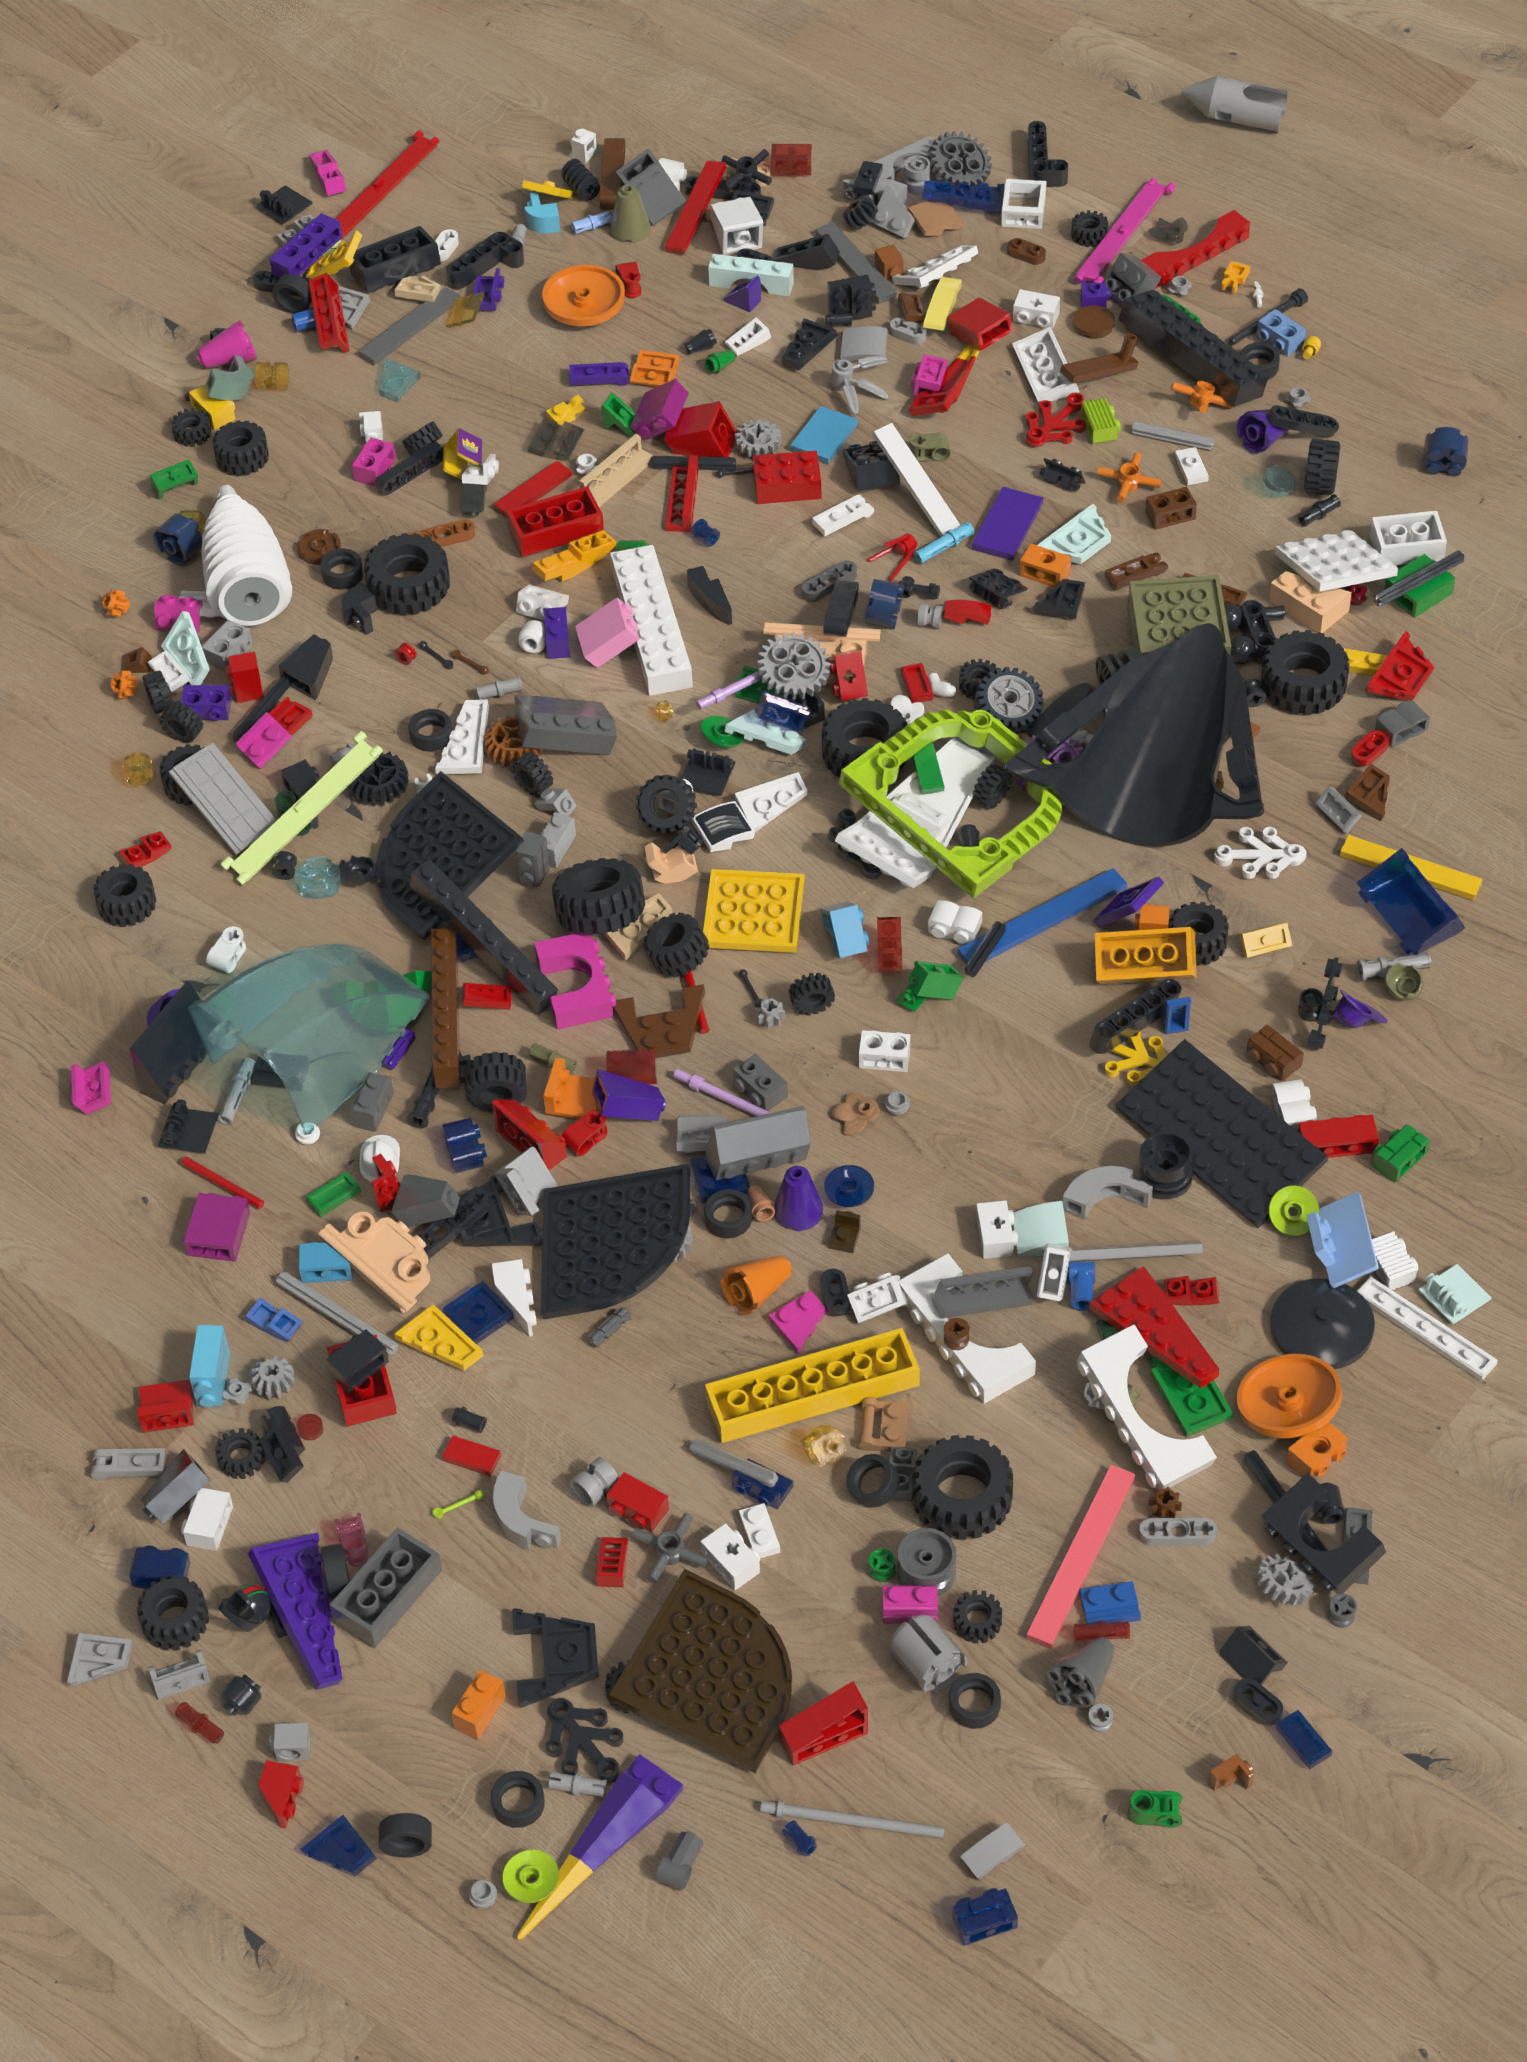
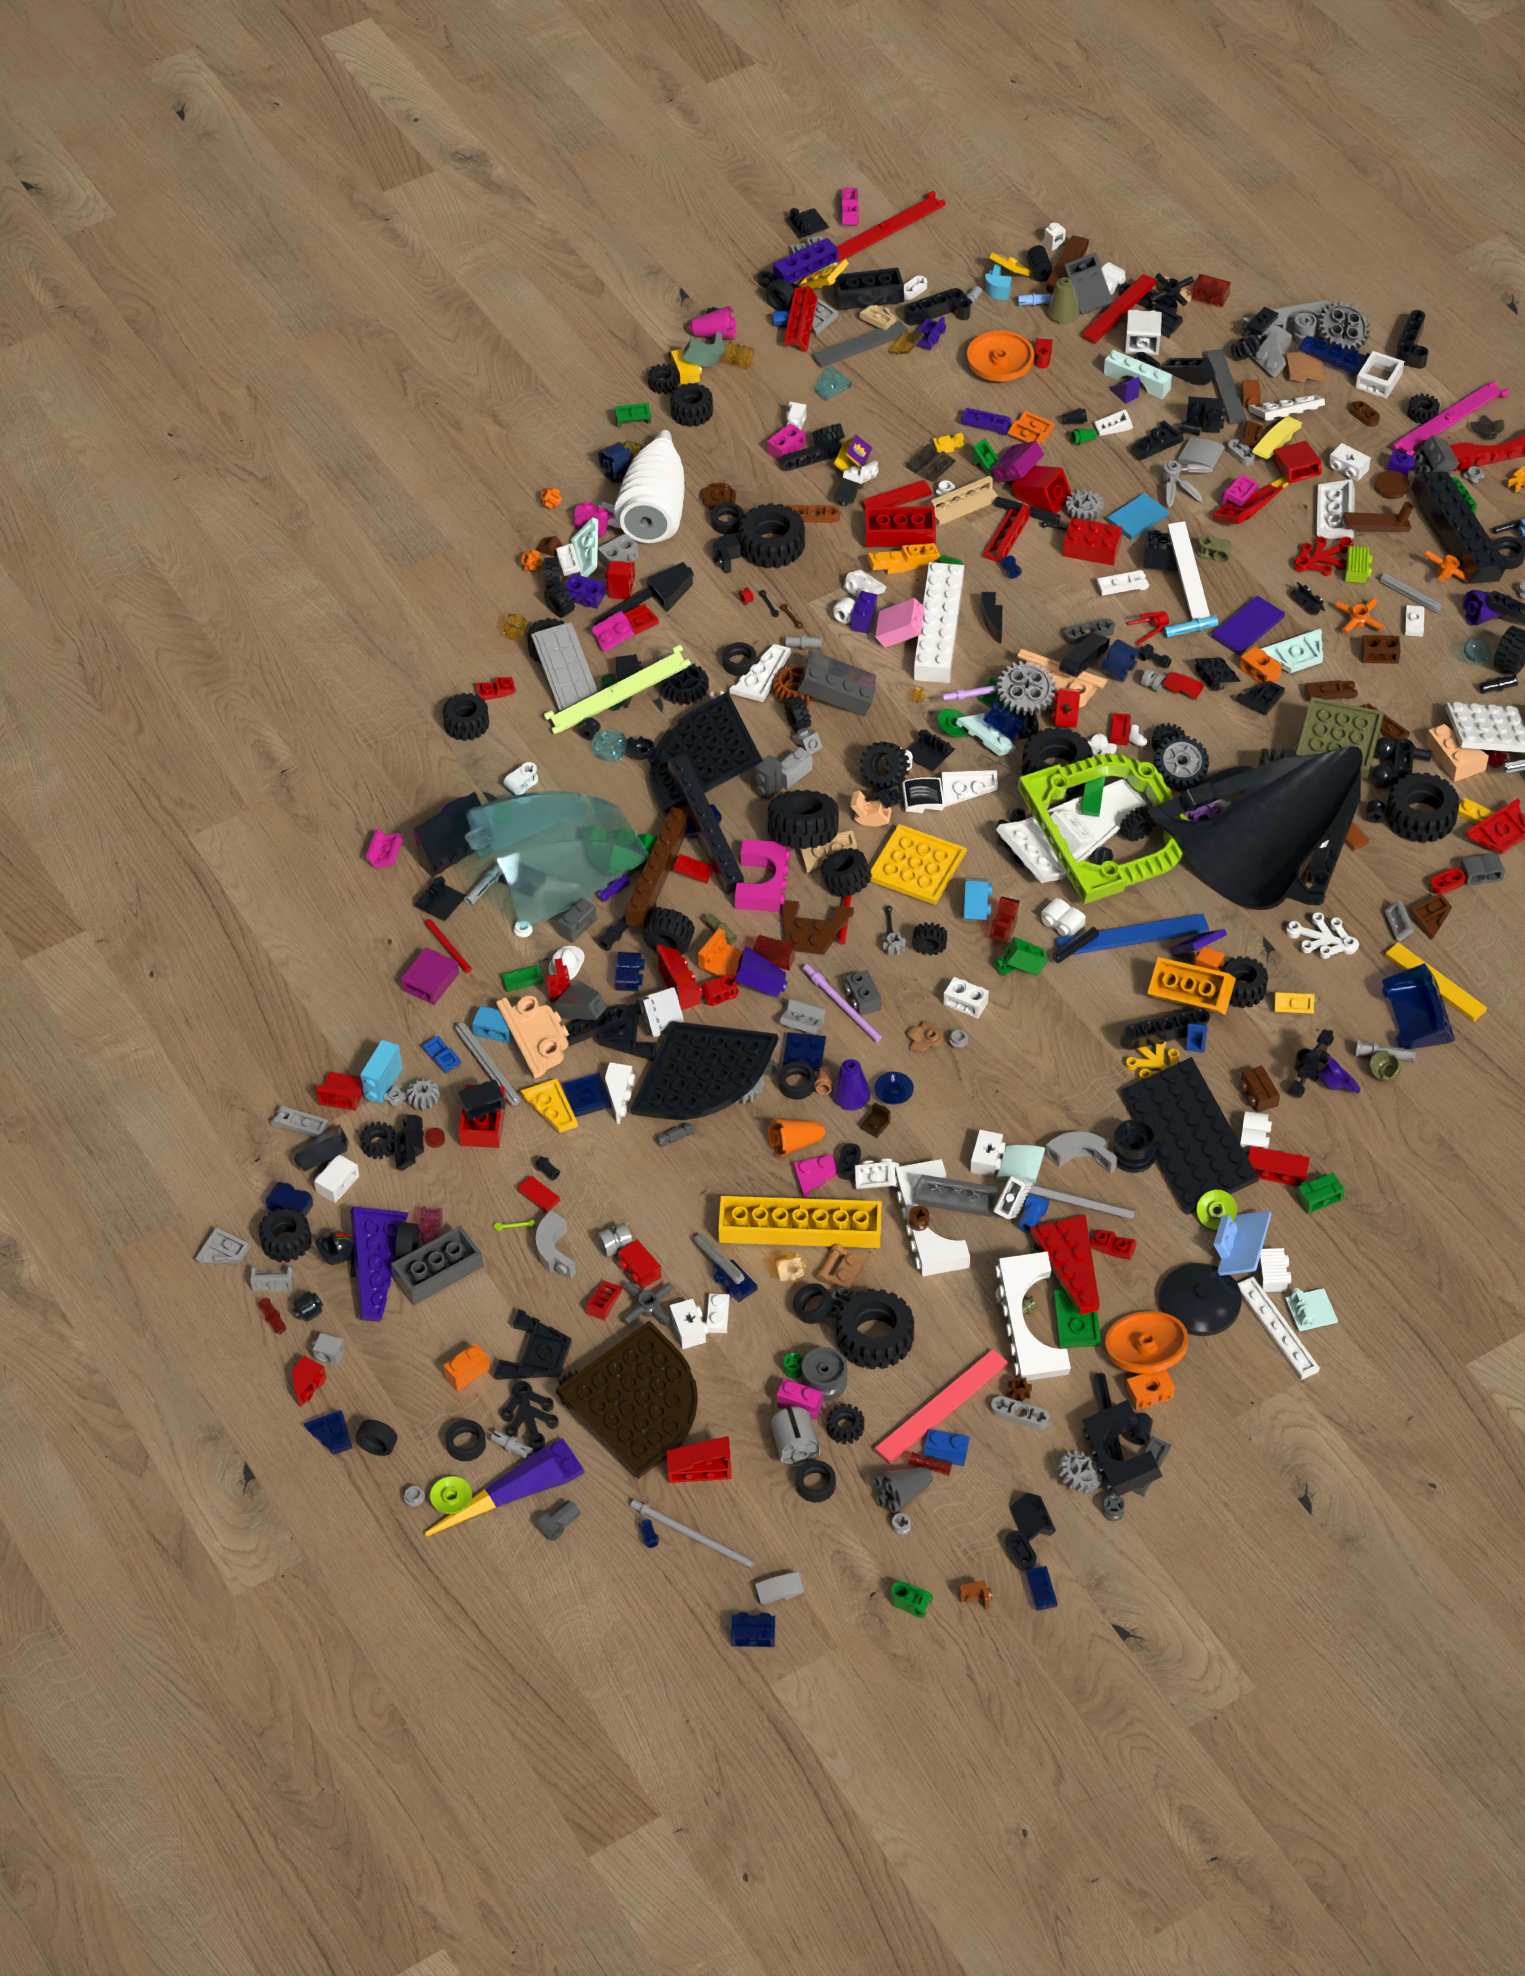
camera: 20 degrees right, 0 degrees up
(758, 1143) = (838, 1035): slope -> none

